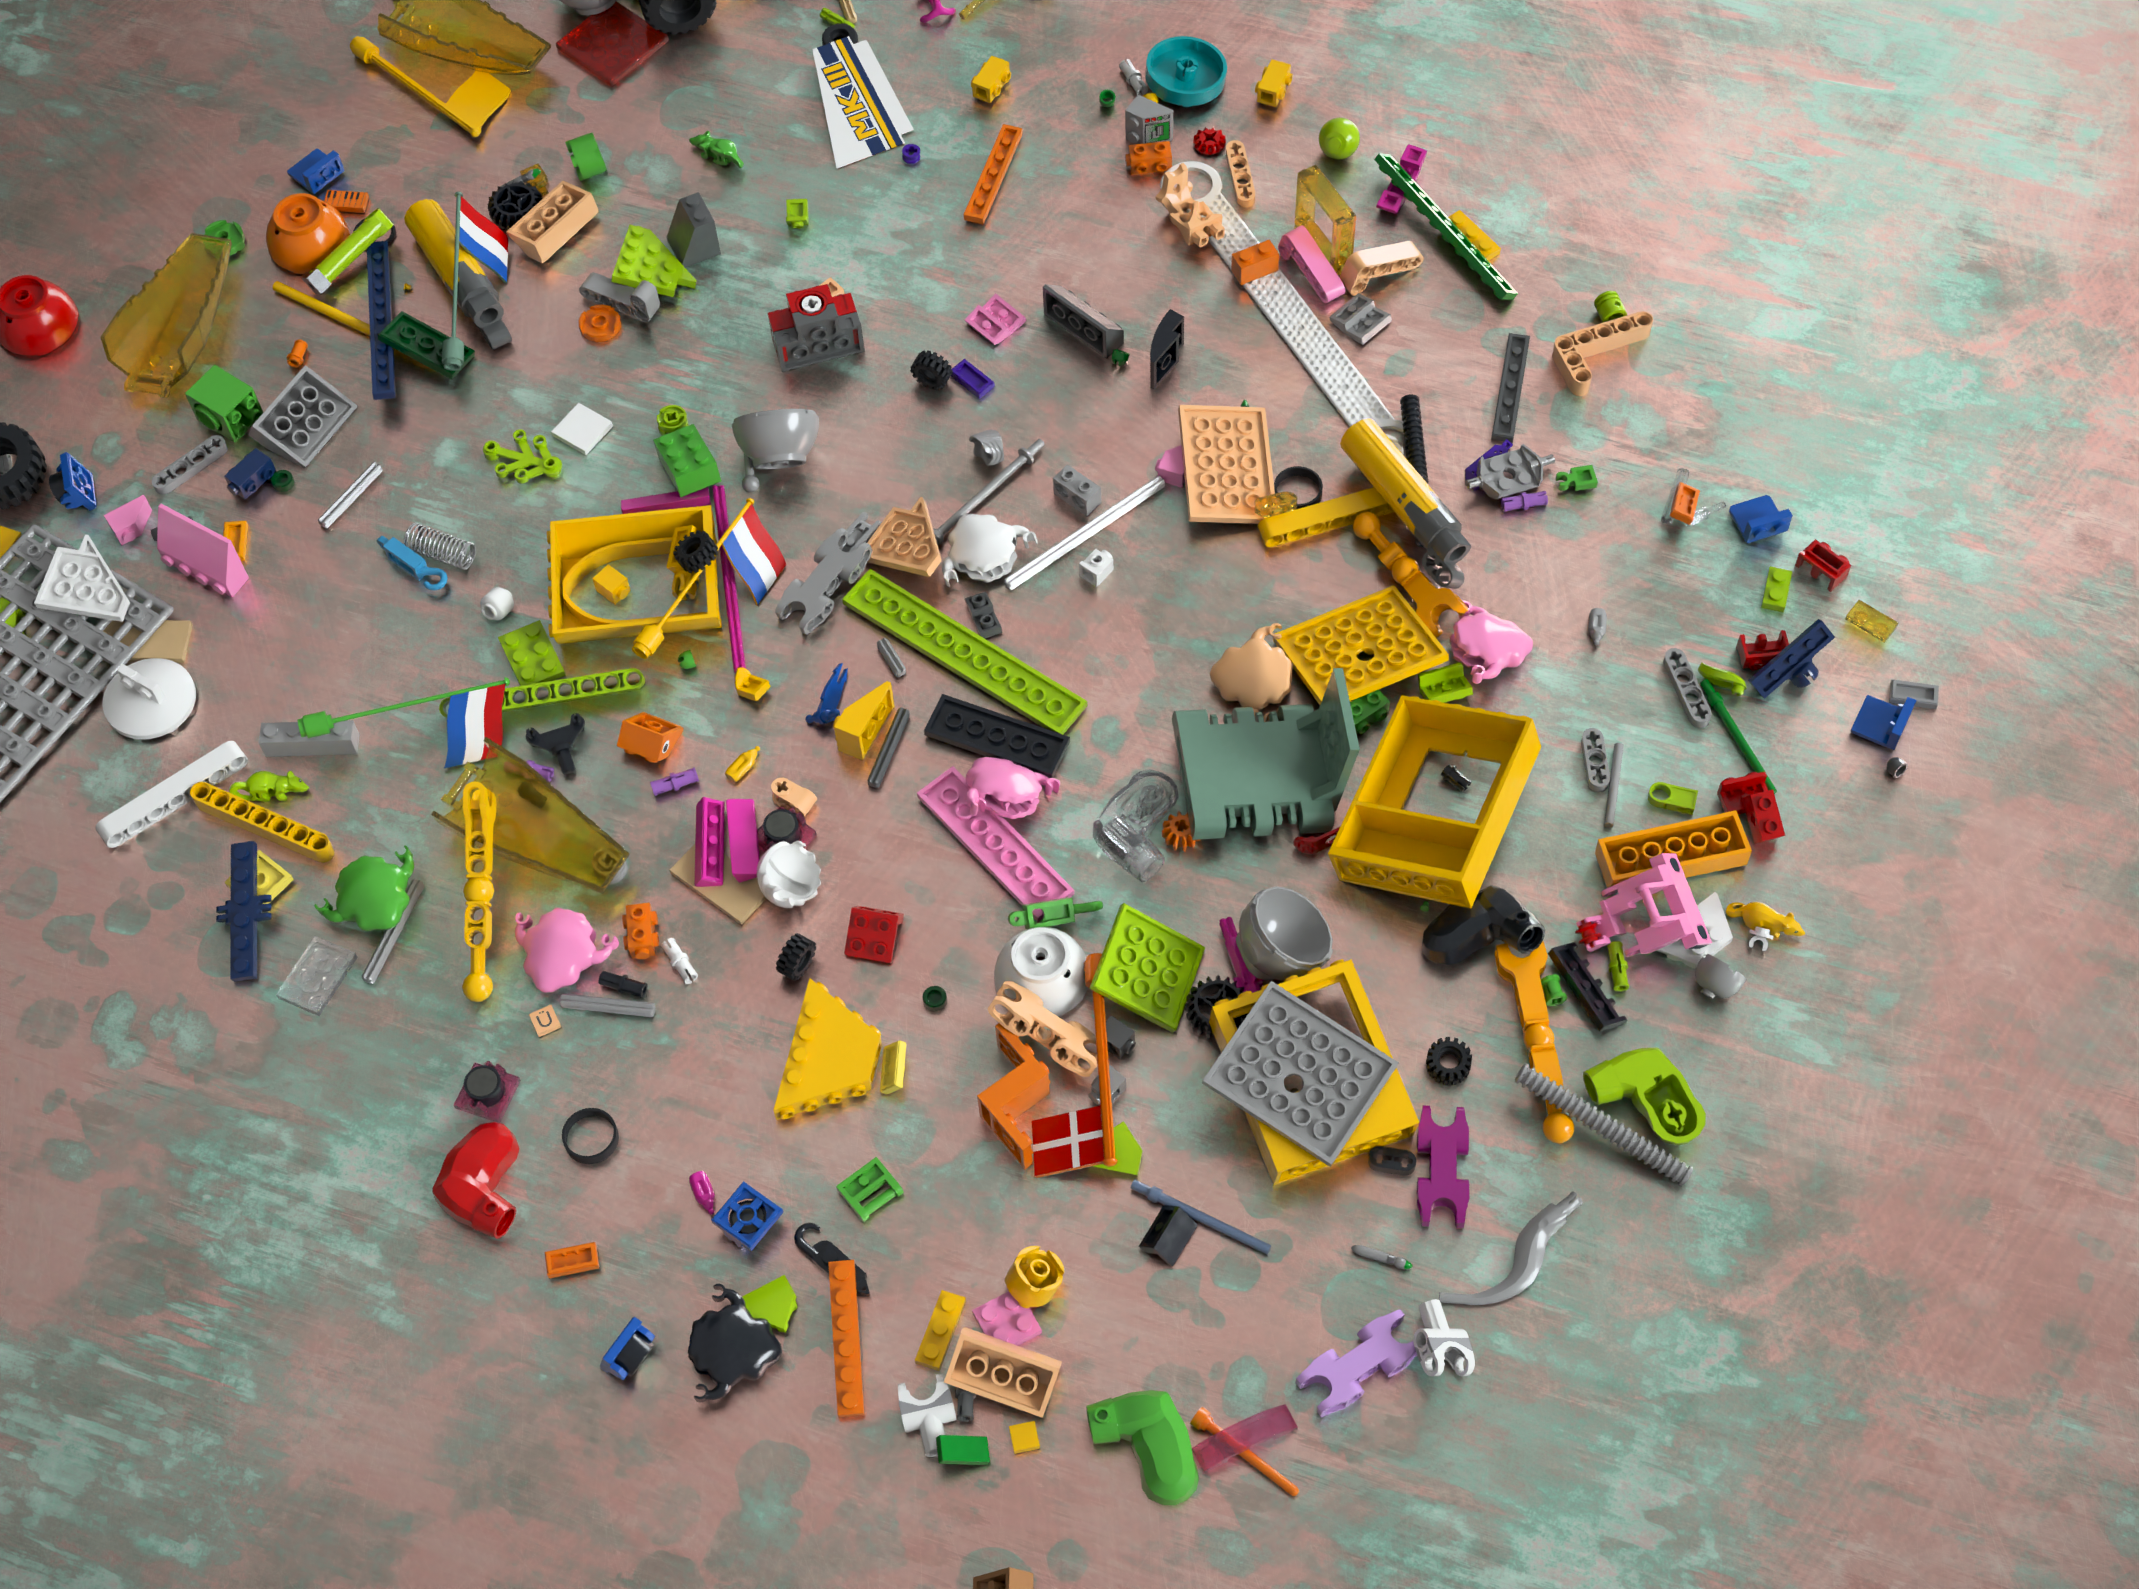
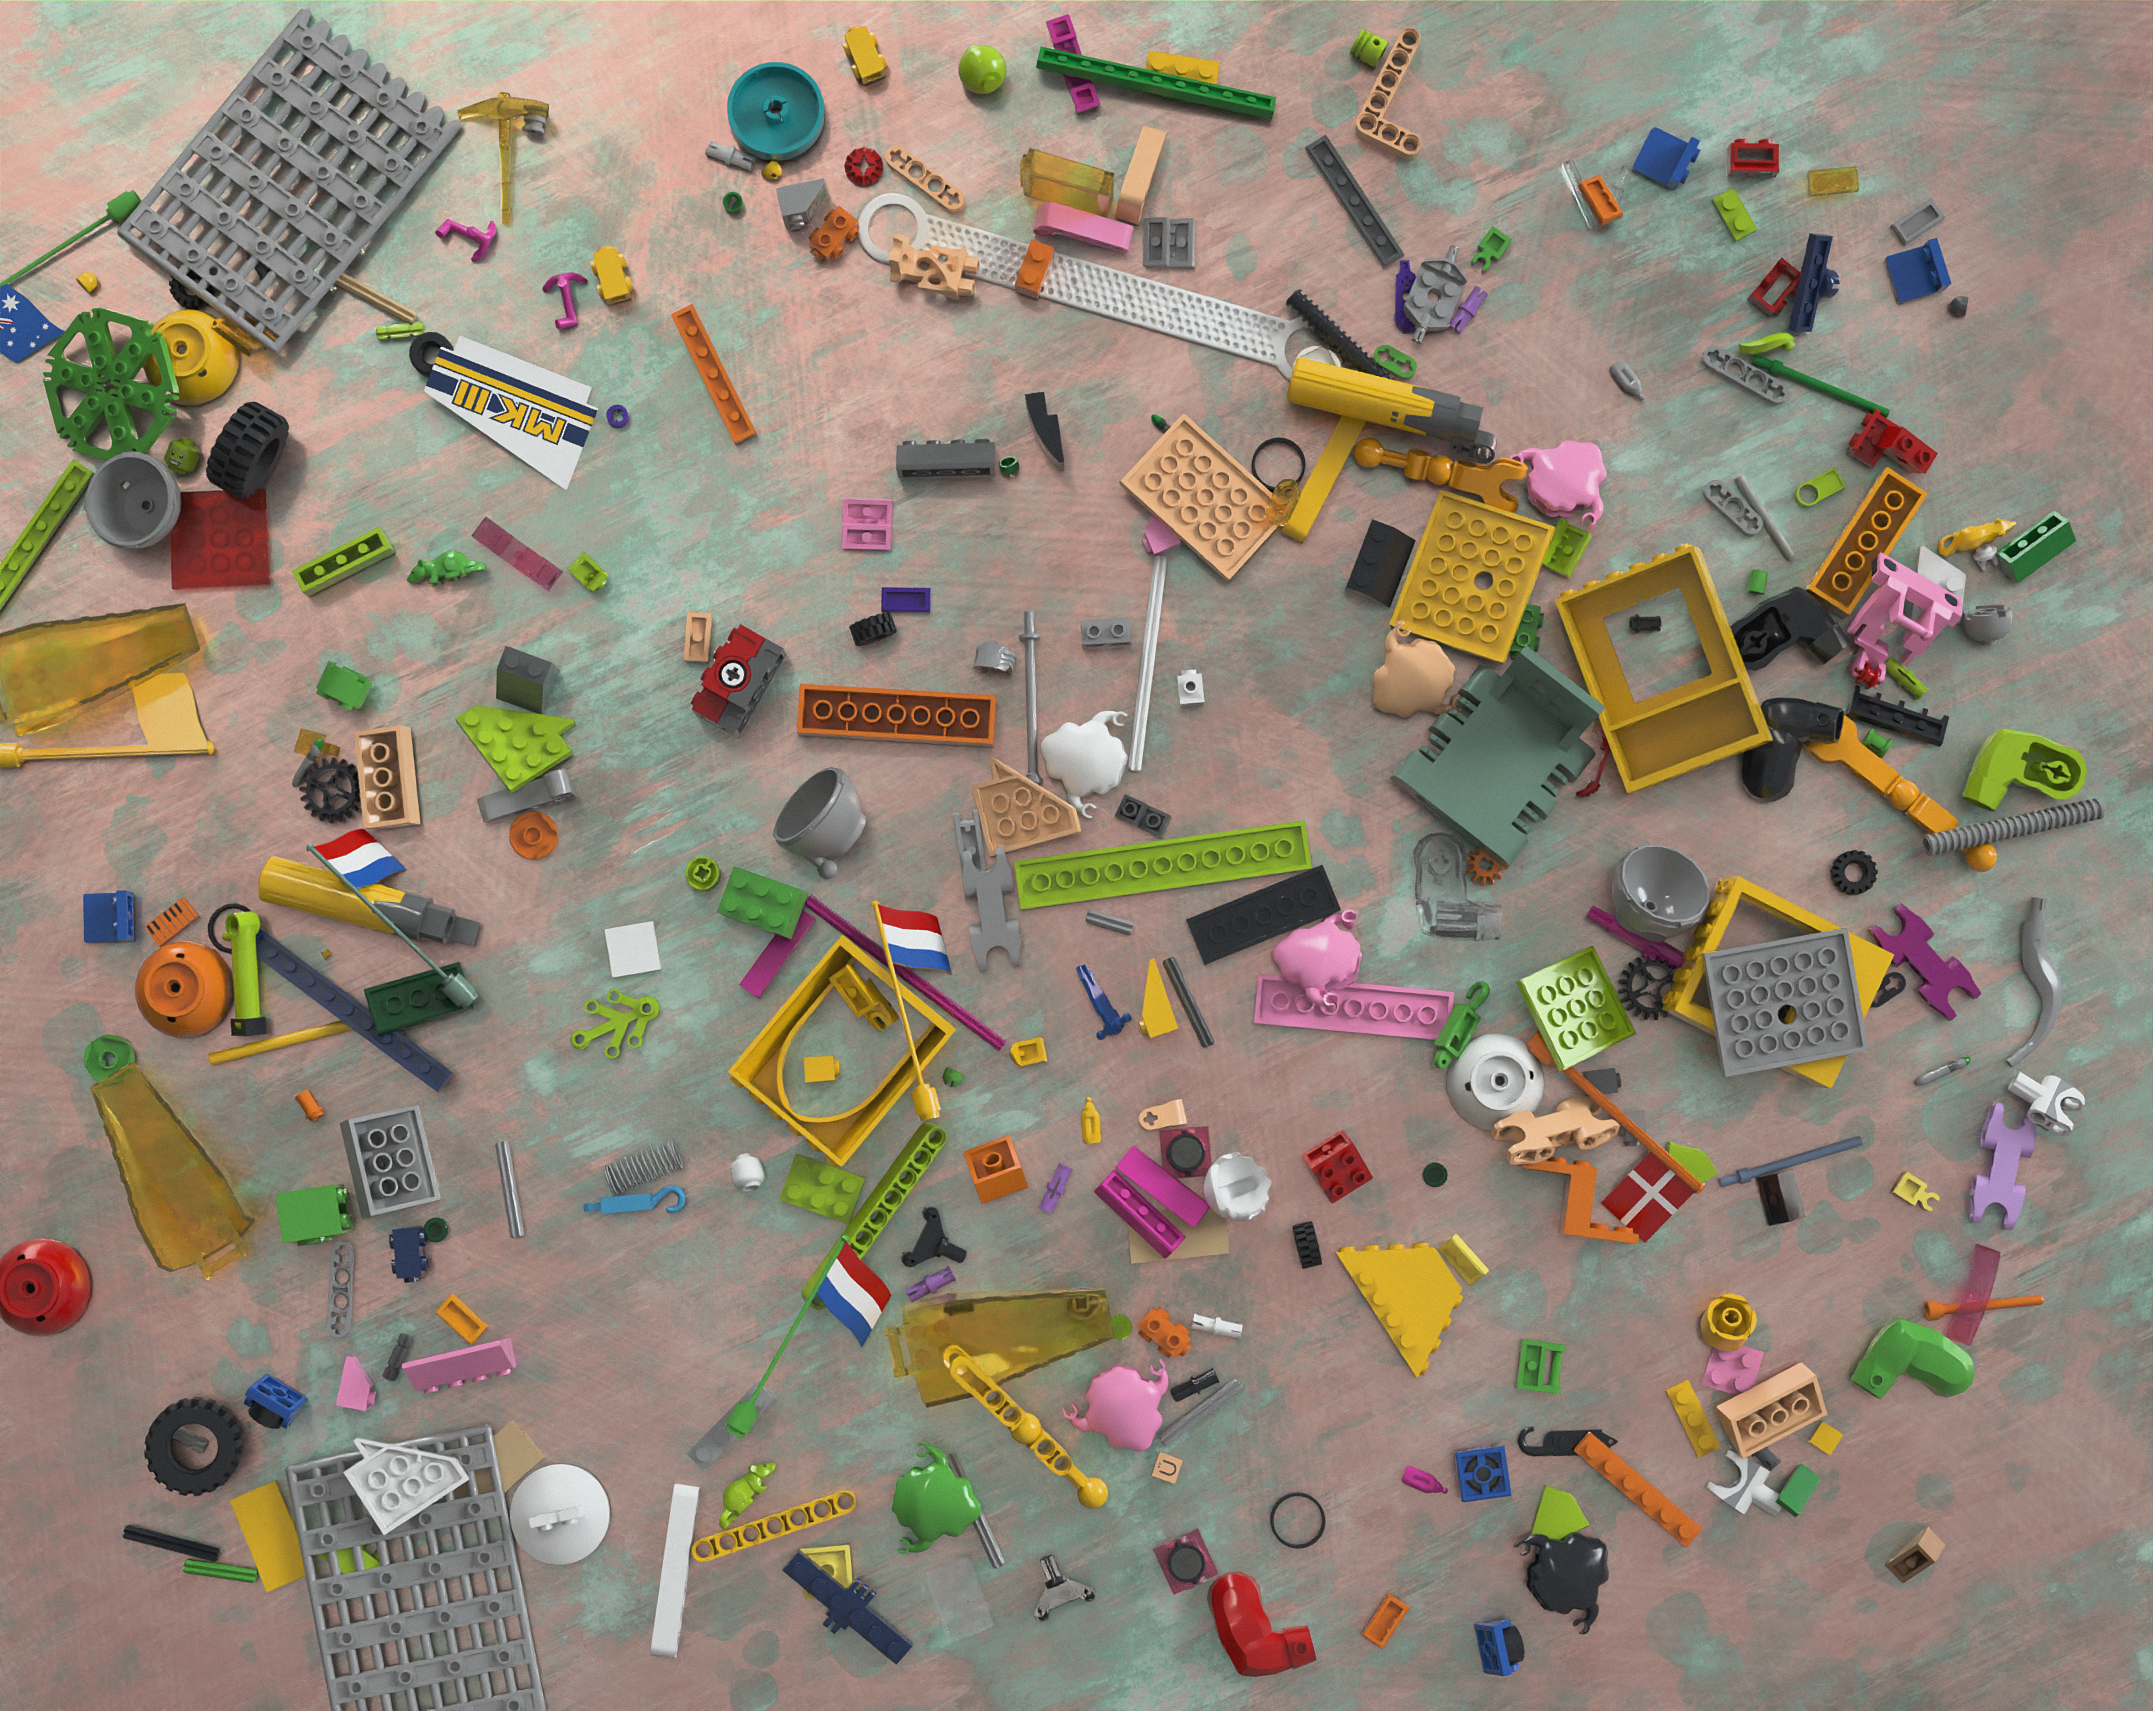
camera: 45 degrees left, 25 degrees up
(382, 1028) = (1059, 1590): none -> axle
(616, 904) = (1121, 1326): none -> clear neon green tile
(664, 98) = (343, 561): none -> lime brick
(695, 551) = (870, 991): black tyre -> none
(767, 171) = (517, 554): none -> clear pink slope
(892, 428) = (896, 715): none -> orange brick
(958, 62) = (563, 283): none -> dark pink piece
(1273, 1318) = (1912, 1190): none -> light yellow plate
(1304, 593) = (1380, 564): none -> black slope
(1446, 490) = (1398, 357): none -> bright green beam
(1555, 851) = (1782, 623): none -> black piece
(1566, 818) = (1757, 582): none -> bright green hinge
(1805, 958) = (2036, 546): none -> green brick

